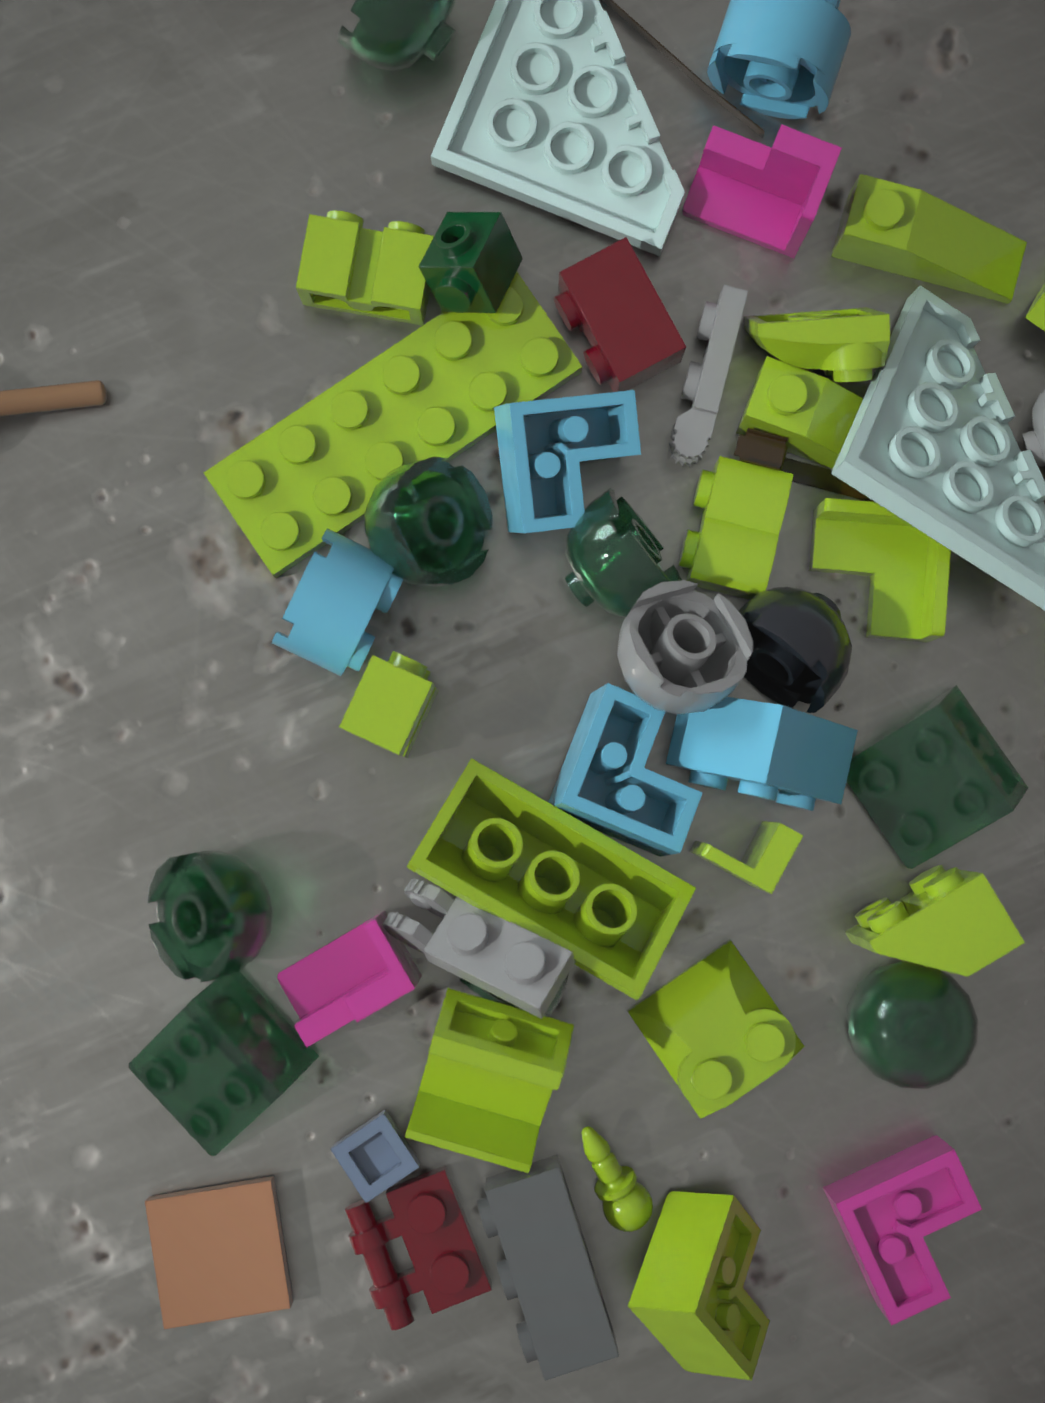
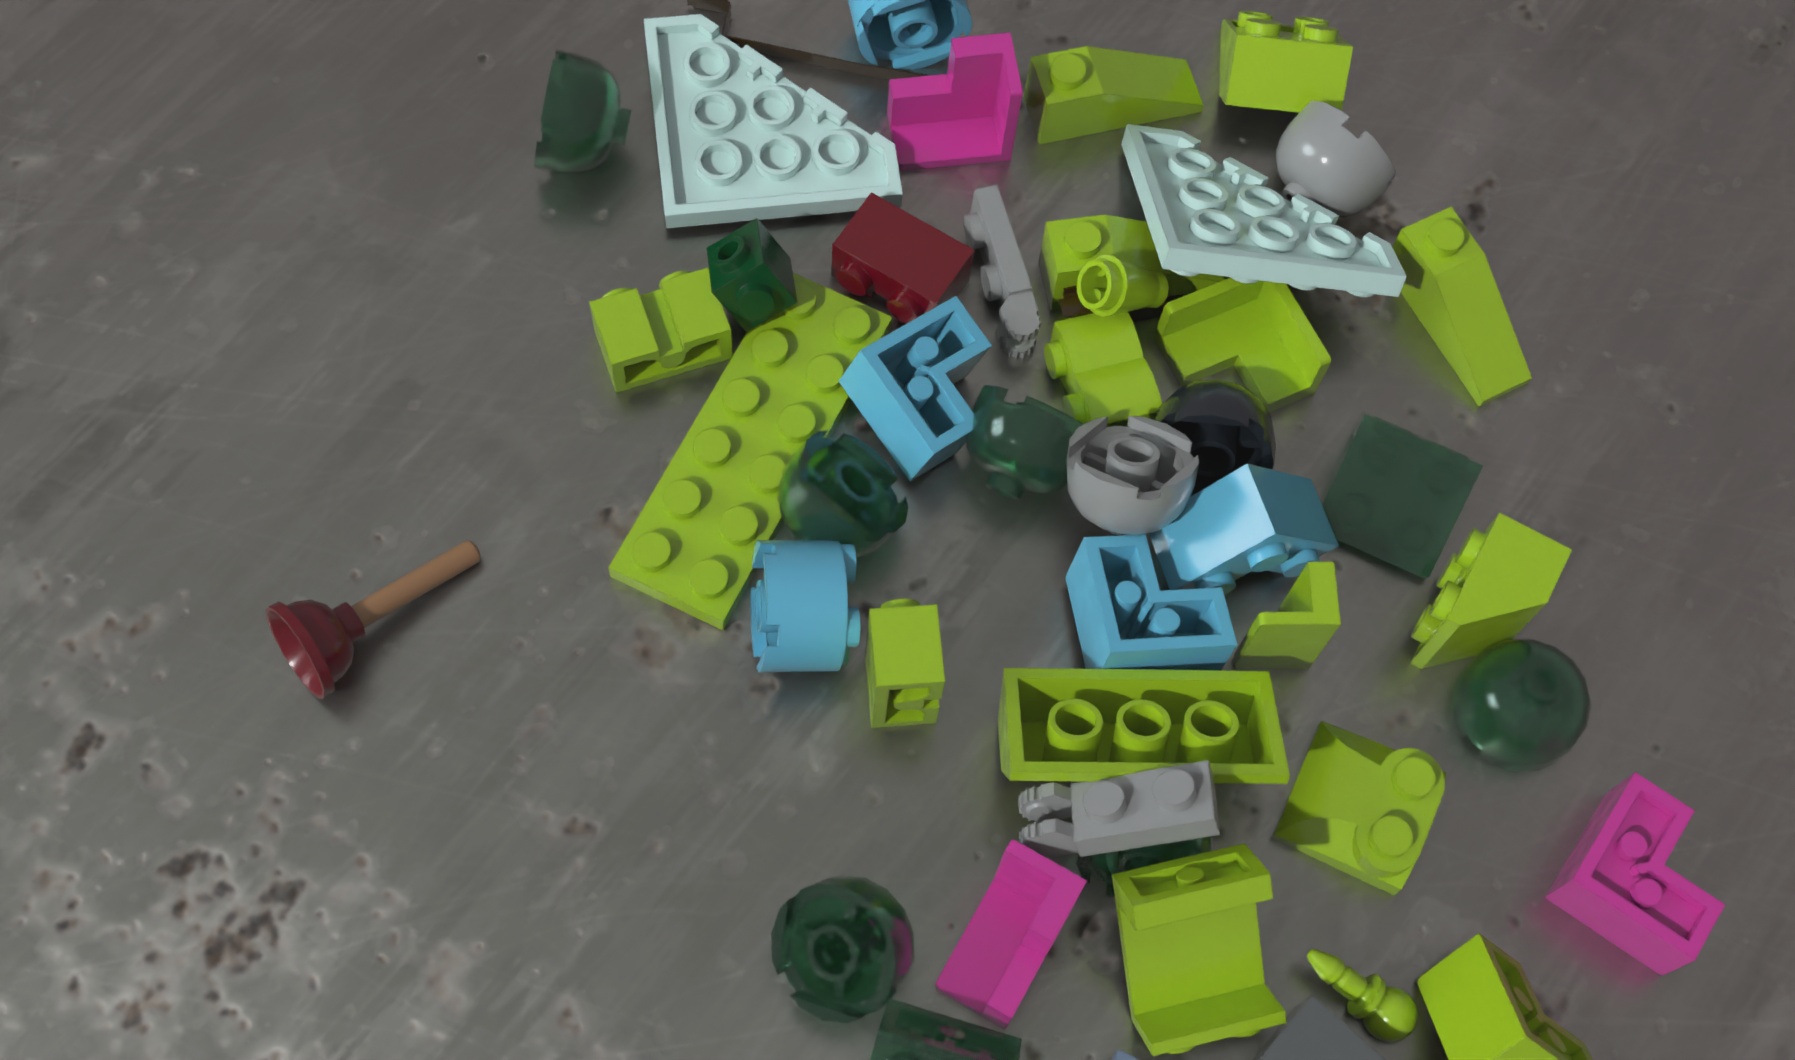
camera: 35 degrees left, 20 degrees down
(791, 459) = (1117, 286): none -> lime cone
(836, 341) = (1091, 186): lime slope -> none

